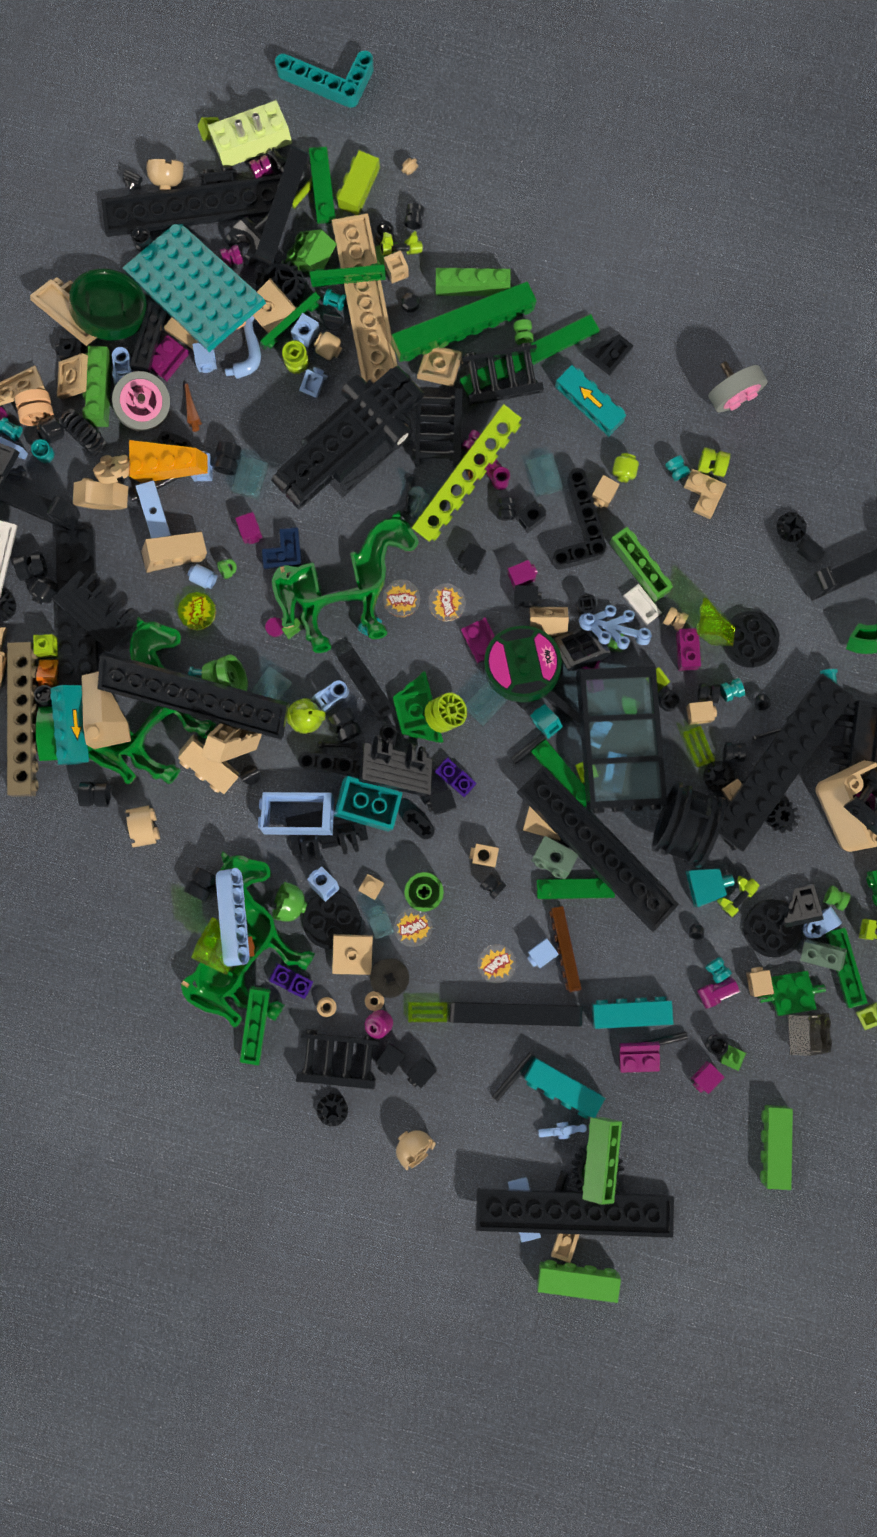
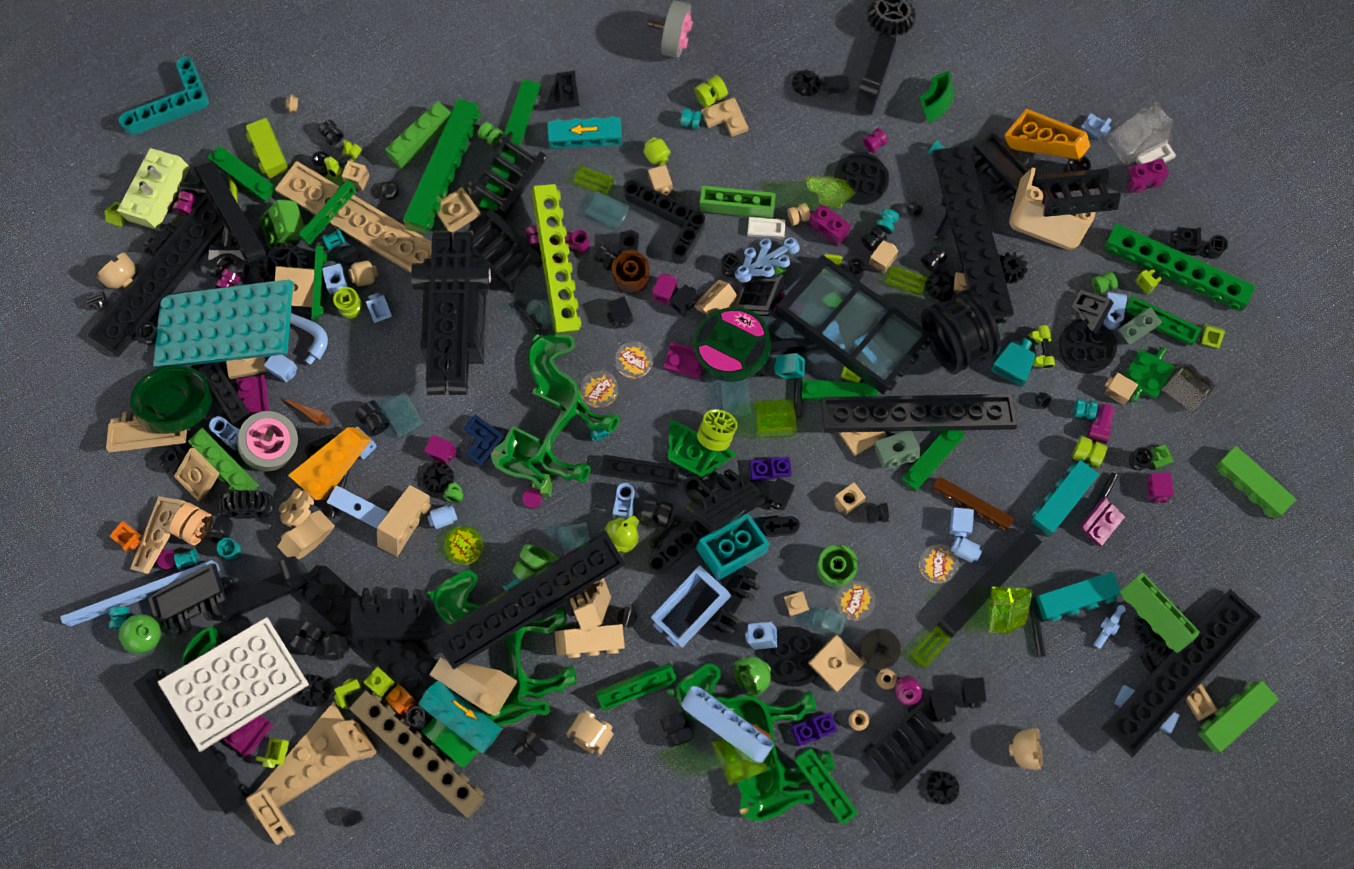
camera: 45 degrees left, 10 degrees down
(14, 627) = (349, 687): none -> lime bracket
(206, 827) = (636, 686): none -> green plate
(237, 544) = (432, 484): none -> black gear
(496, 746) = (775, 418): none -> clear neon green slope
(504, 1045) = (1007, 609): none -> clear neon green slope
(511, 527) = (631, 261): none -> reddish brown brick
(524, 975) = (966, 549): none -> light blue brick
(547, 430) = (579, 174): none -> clear neon green tile
(685, 1001) = (1089, 452): none -> lime wheel
(791, 622) = (876, 140): none -> magenta wheel

